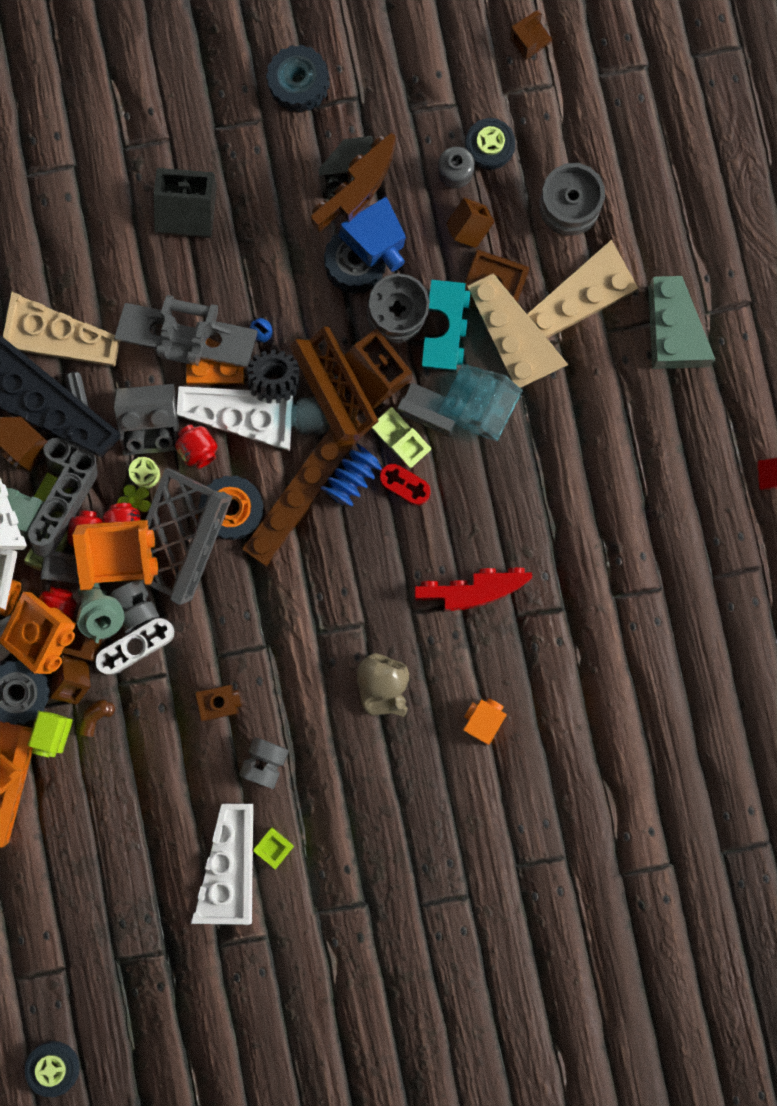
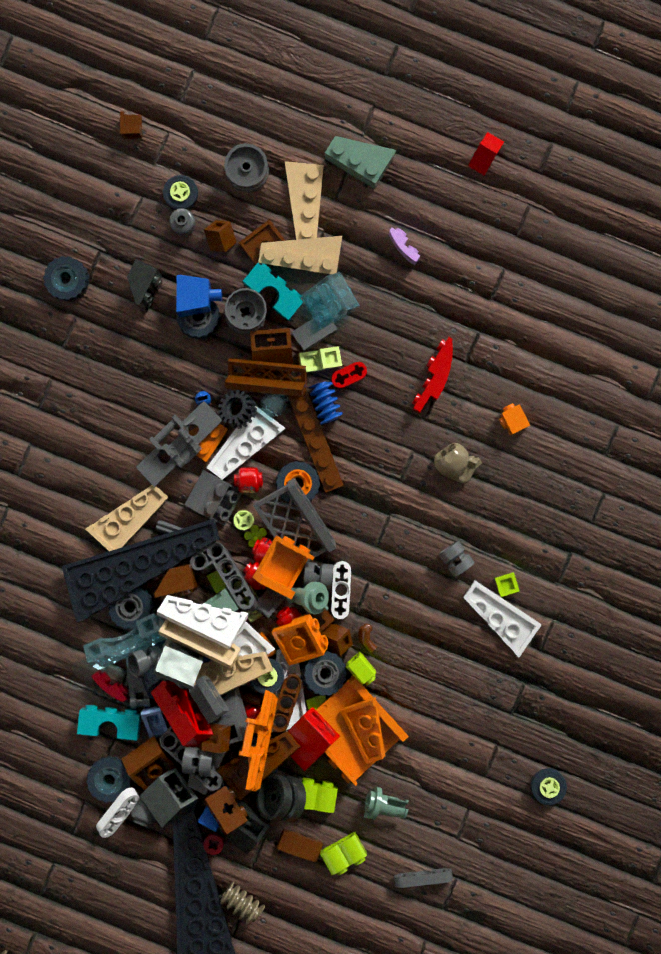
camera: 60 degrees left, 5 degrees up
(184, 202) = (99, 394): pearl dark grey slope -> none
(206, 705) = (403, 570): reddish brown brick -> none
(366, 177) = (159, 278): reddish brown slope -> none
(609, 440) = (399, 240): none -> lavender slope

